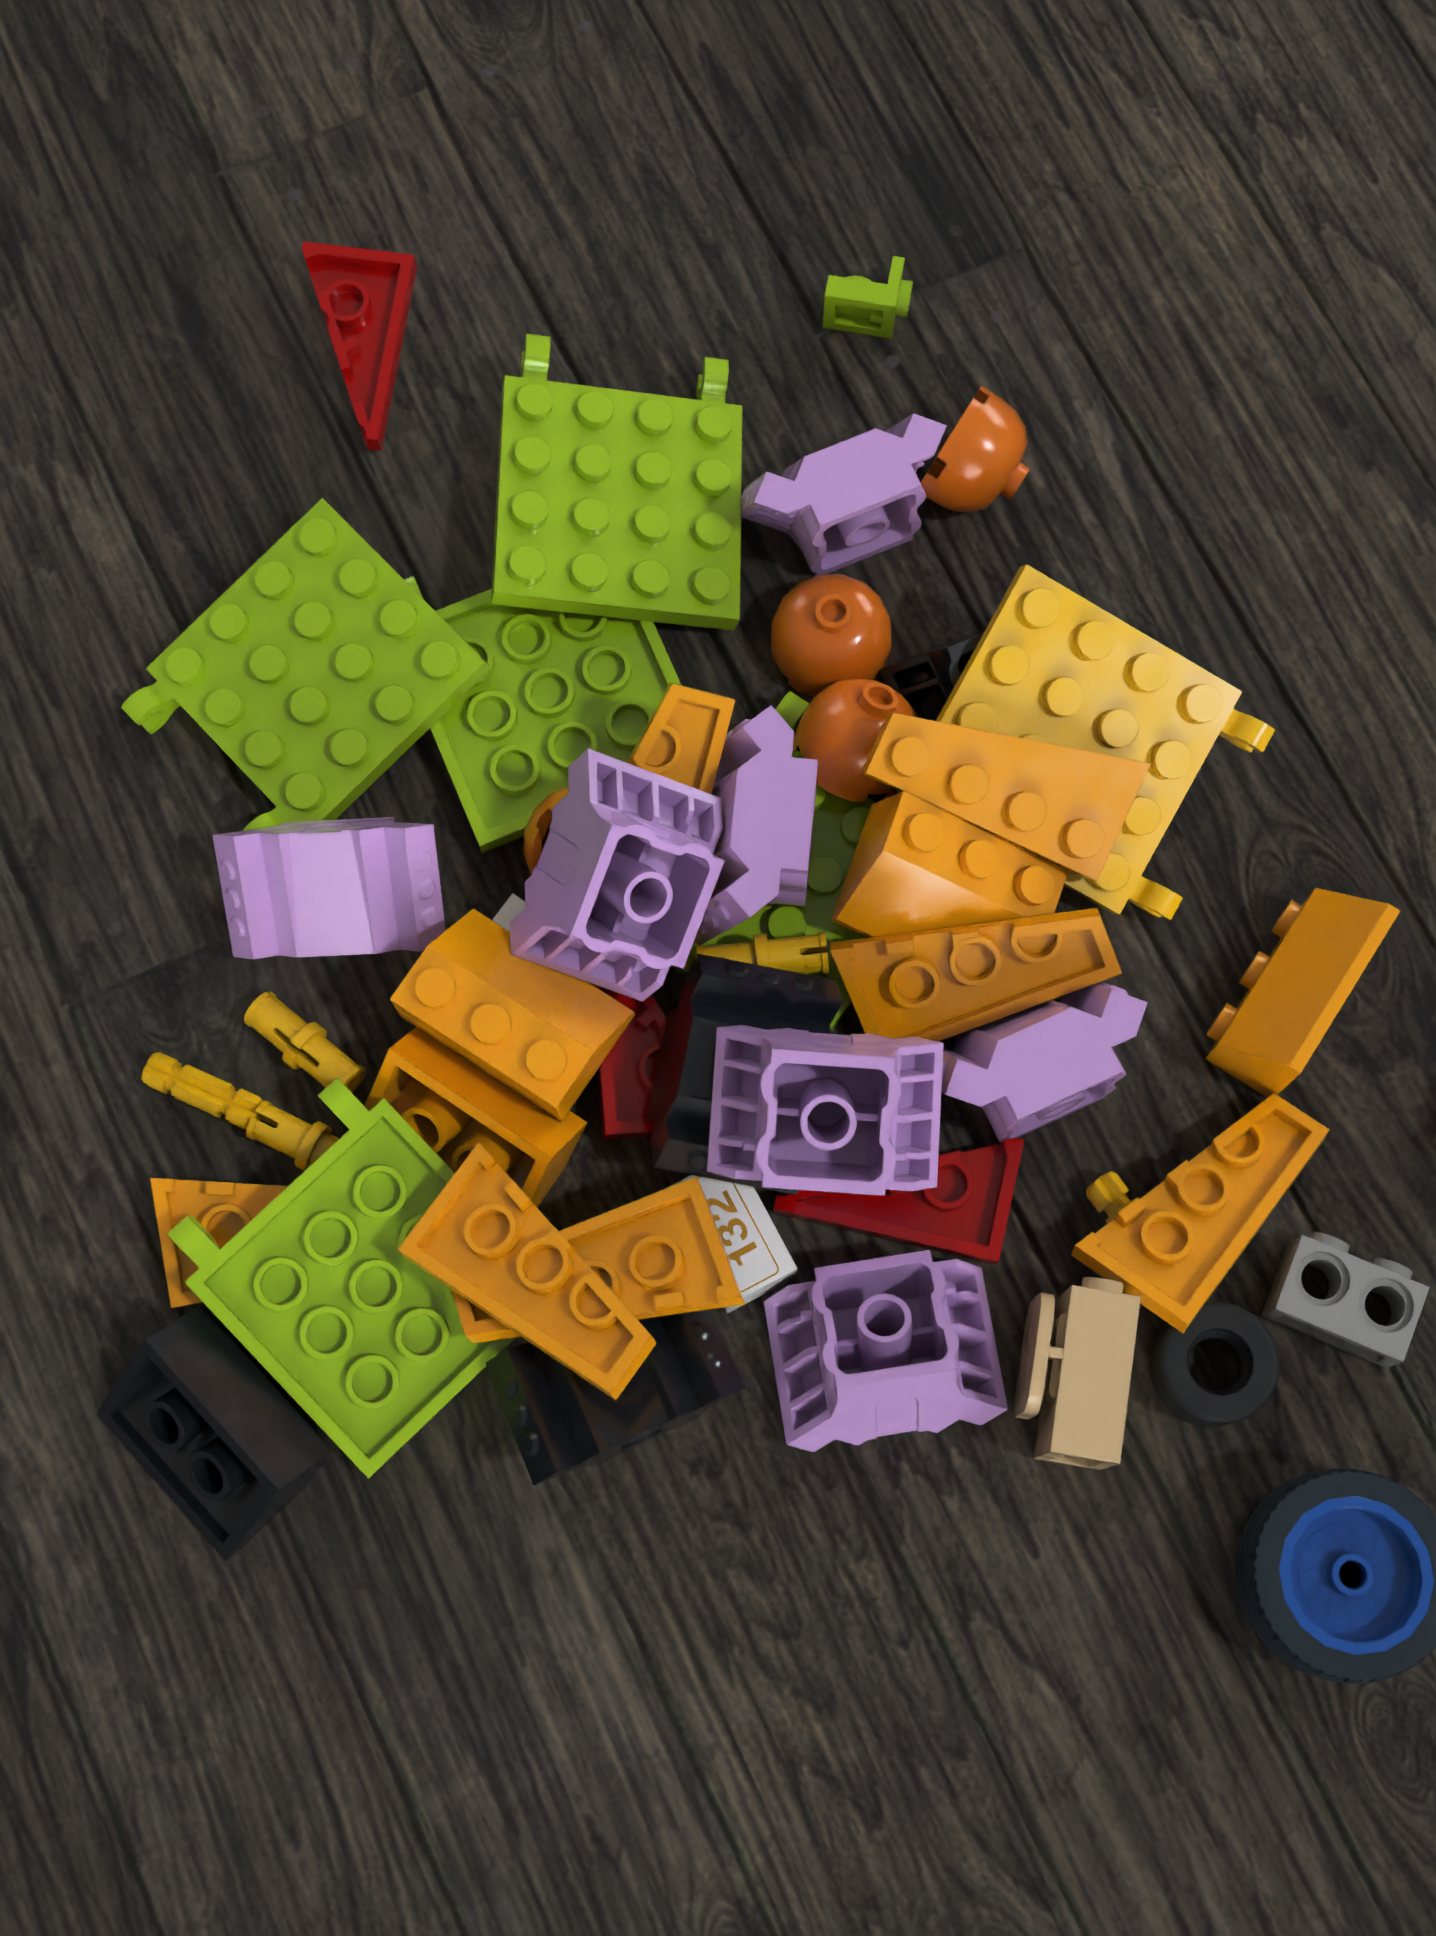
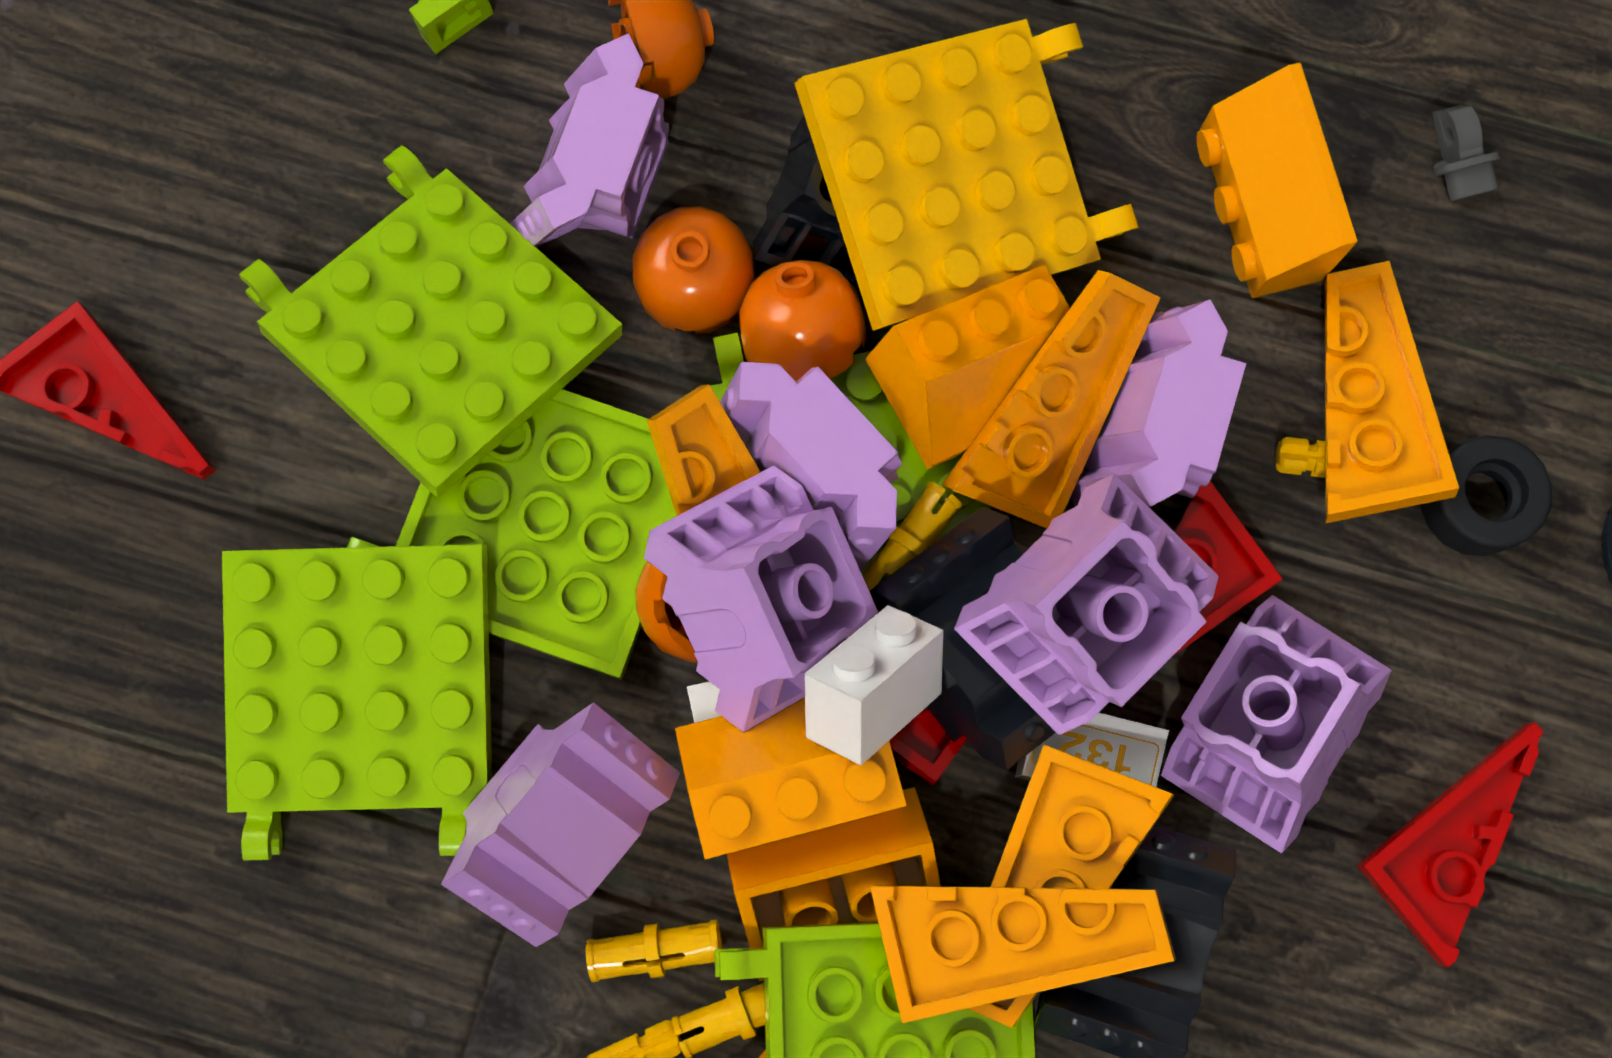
camera: 50 degrees left, 5 degrees up
(624, 1006) = (873, 684): none -> white brick
(897, 1573) = (1439, 859): none -> red wing
(1027, 791) = (965, 240): light orange wing -> none
(1078, 1372) = (1422, 597): tan brick -> none
(1342, 1314) = (1520, 369): light grey brick -> none

